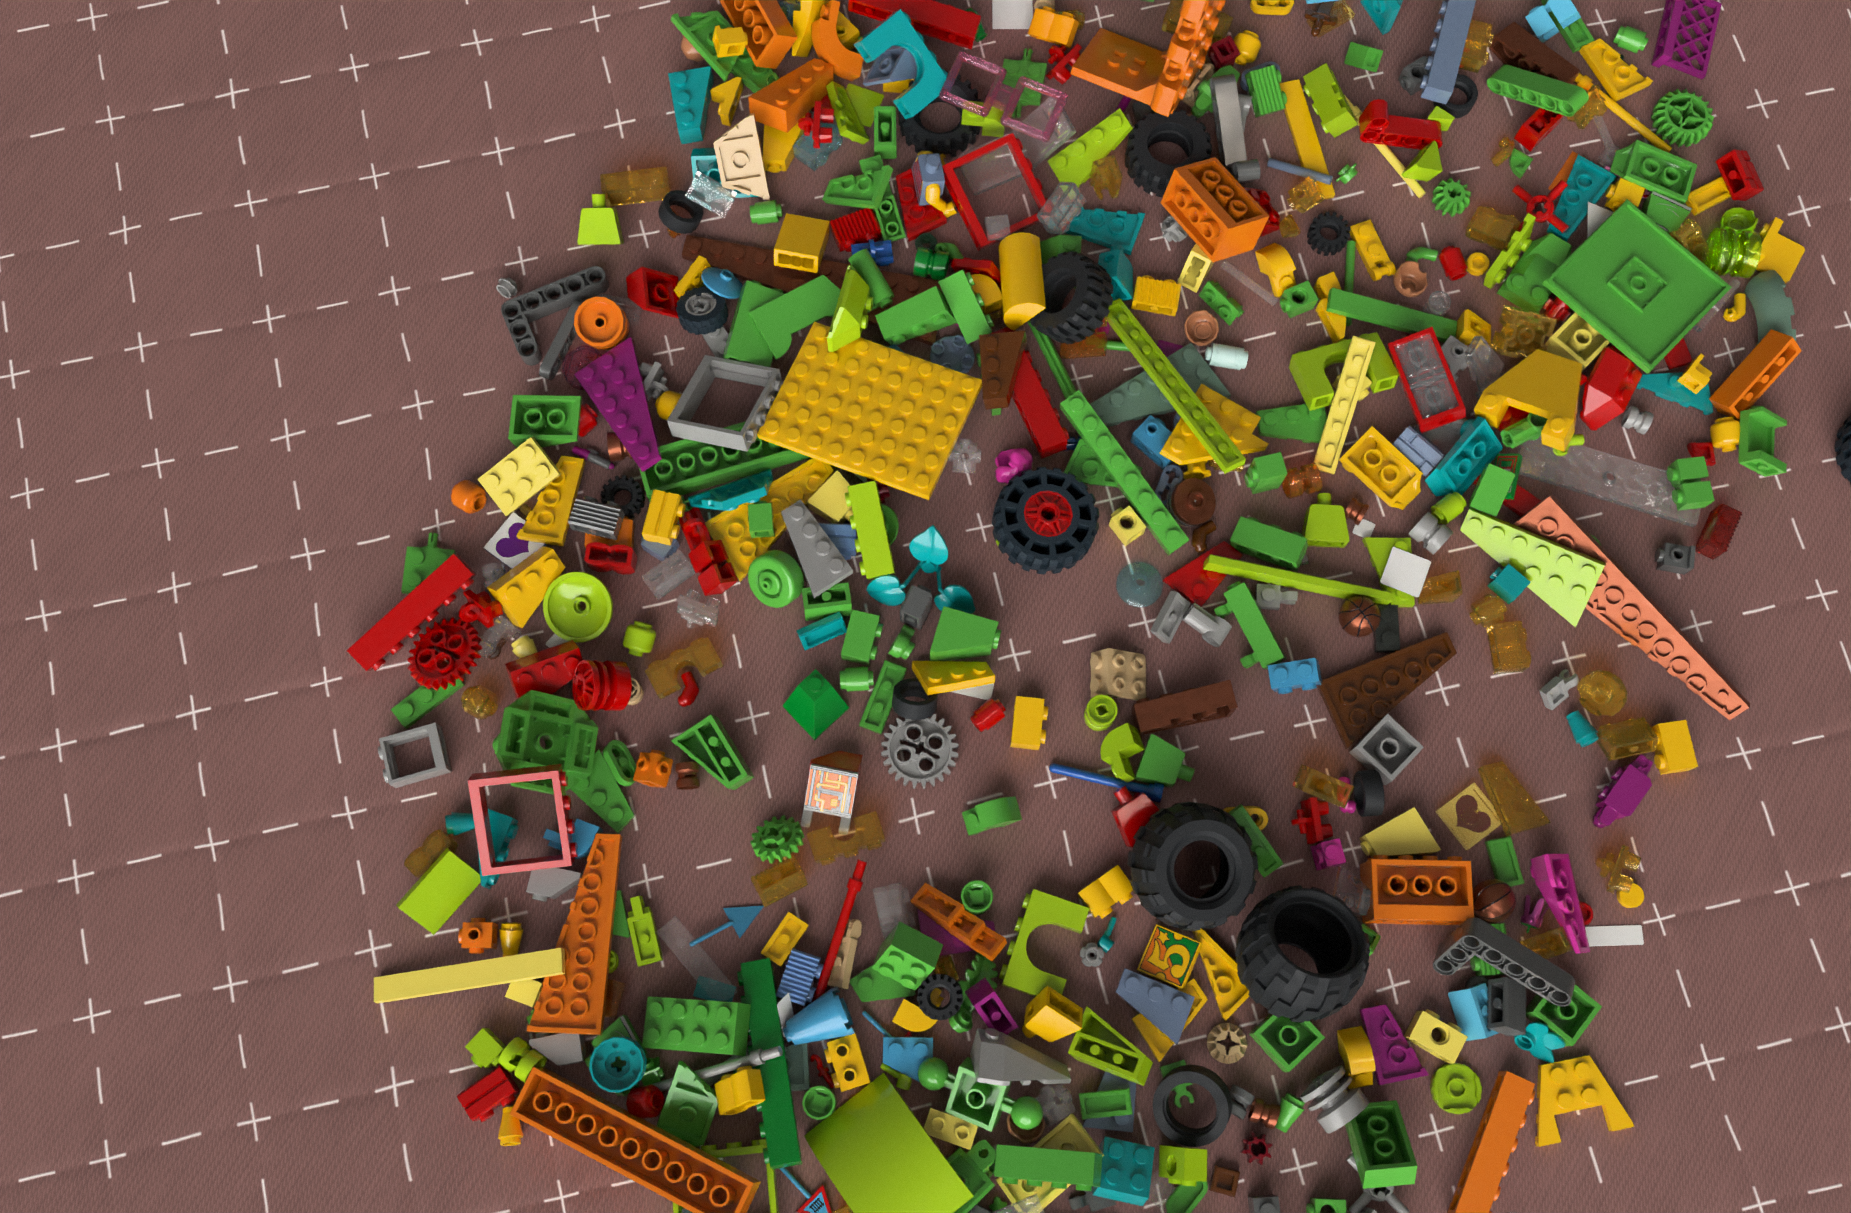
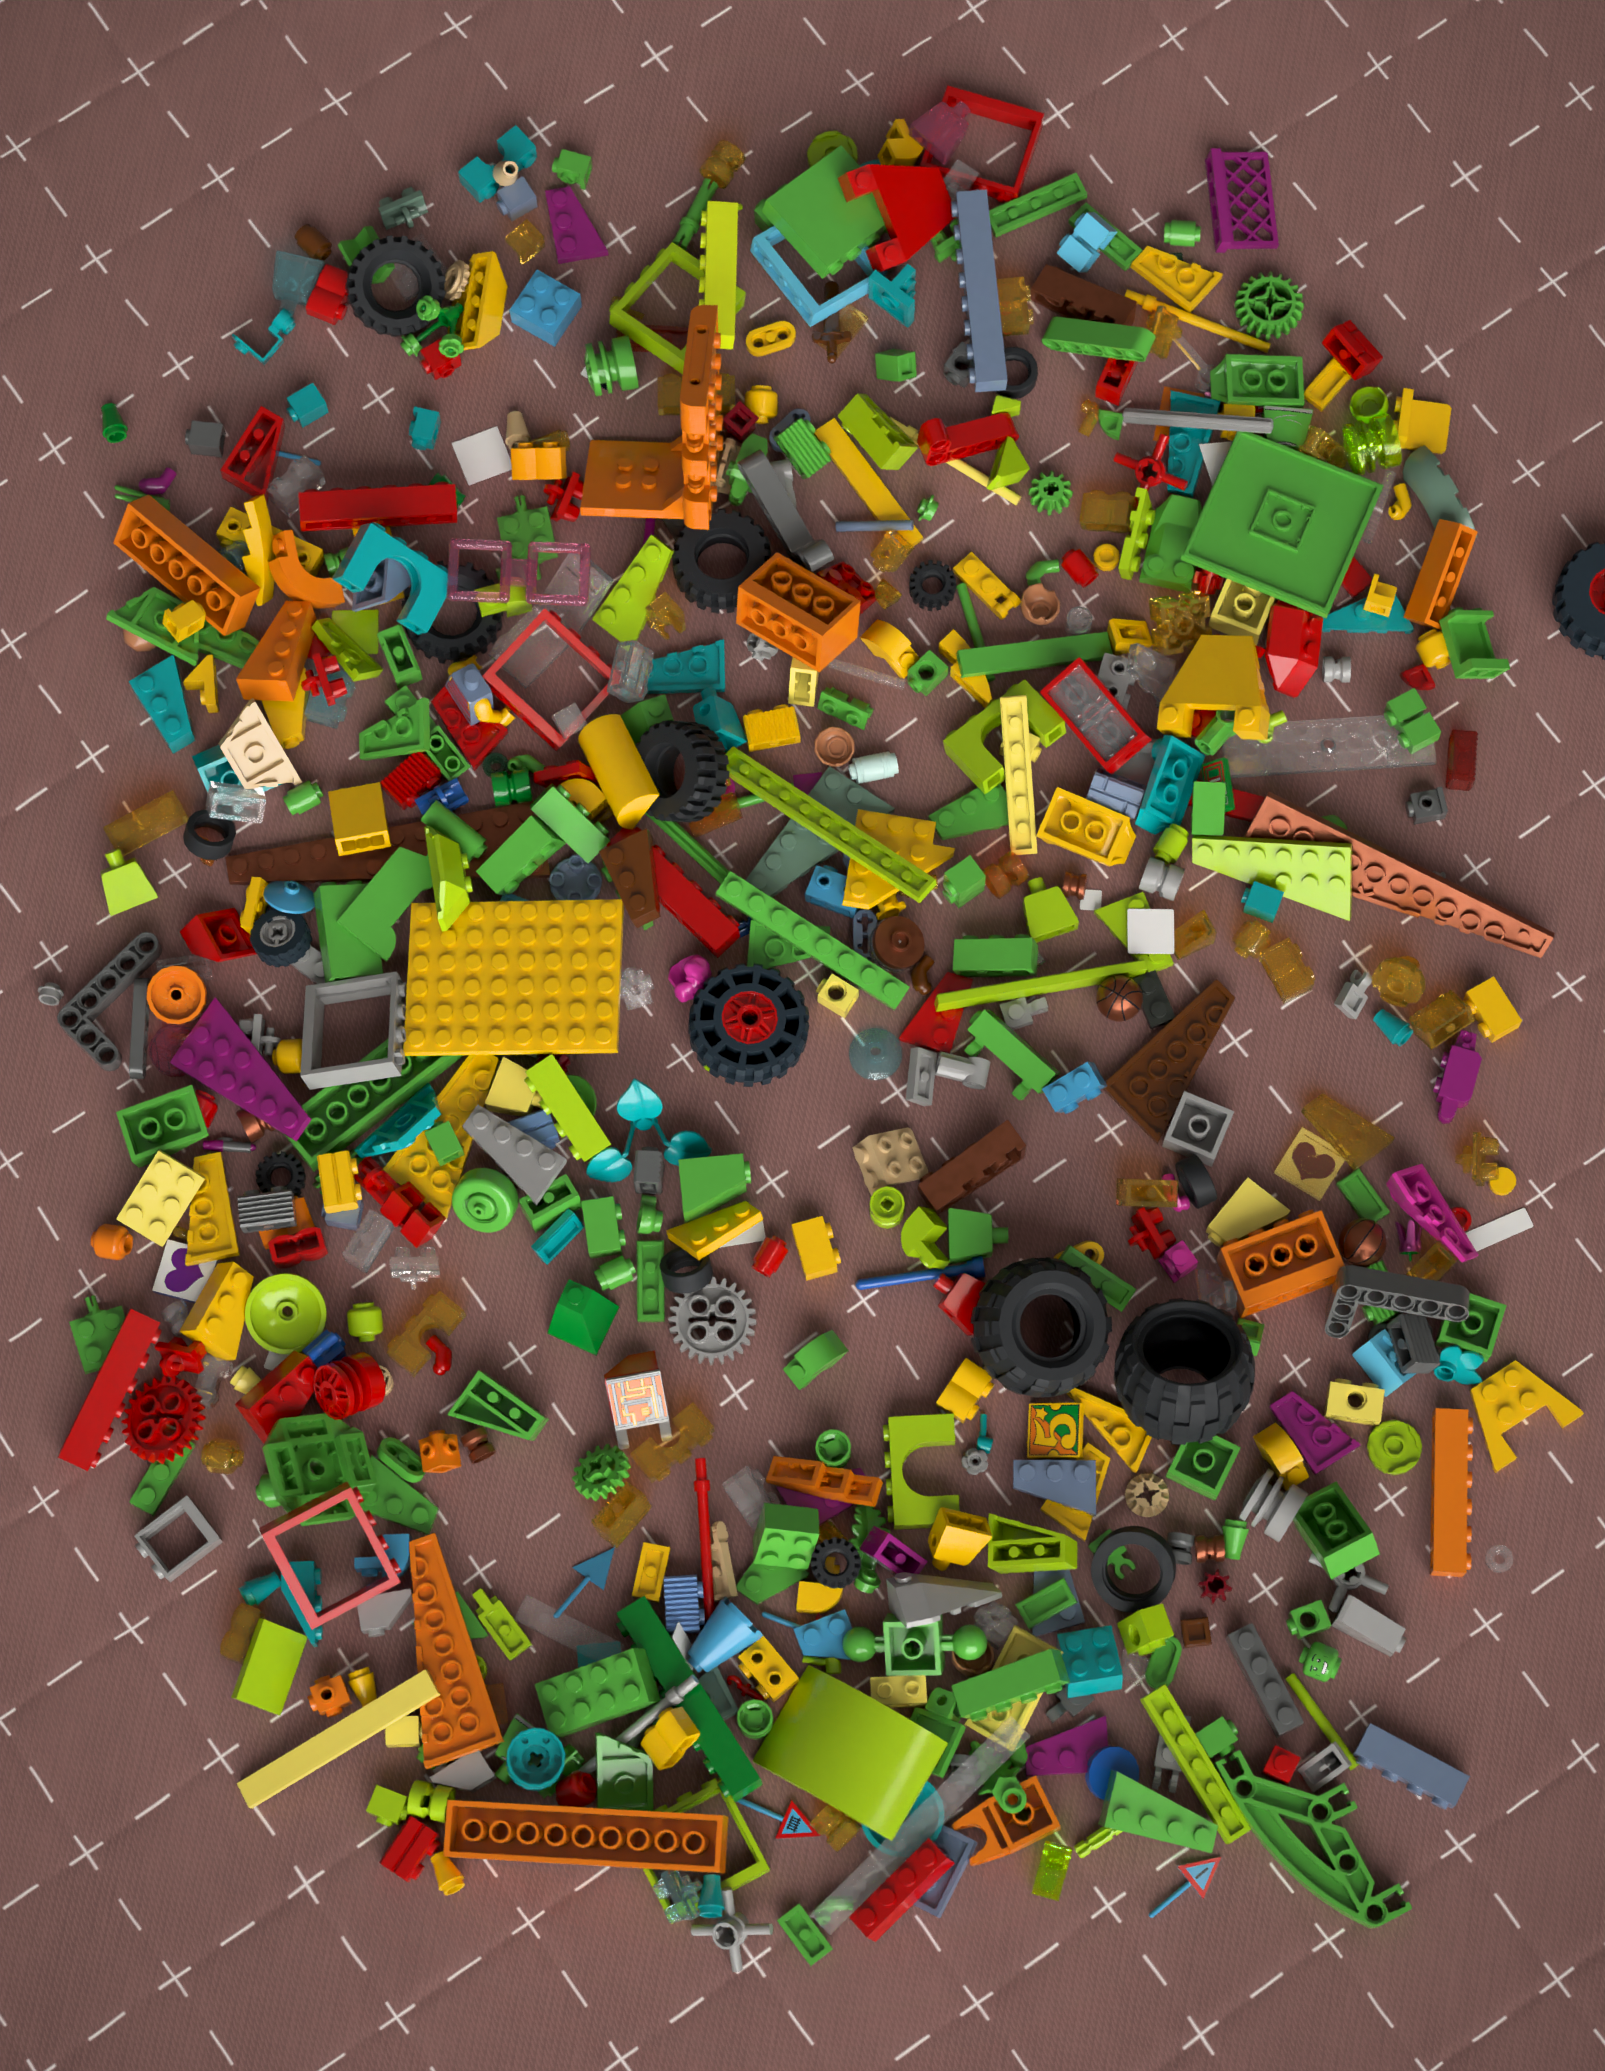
camera: 20 degrees left, 0 degrees up
(597, 648) = (325, 1348): none -> blue brick
(1595, 183) = (1198, 420): none -> light grey axle

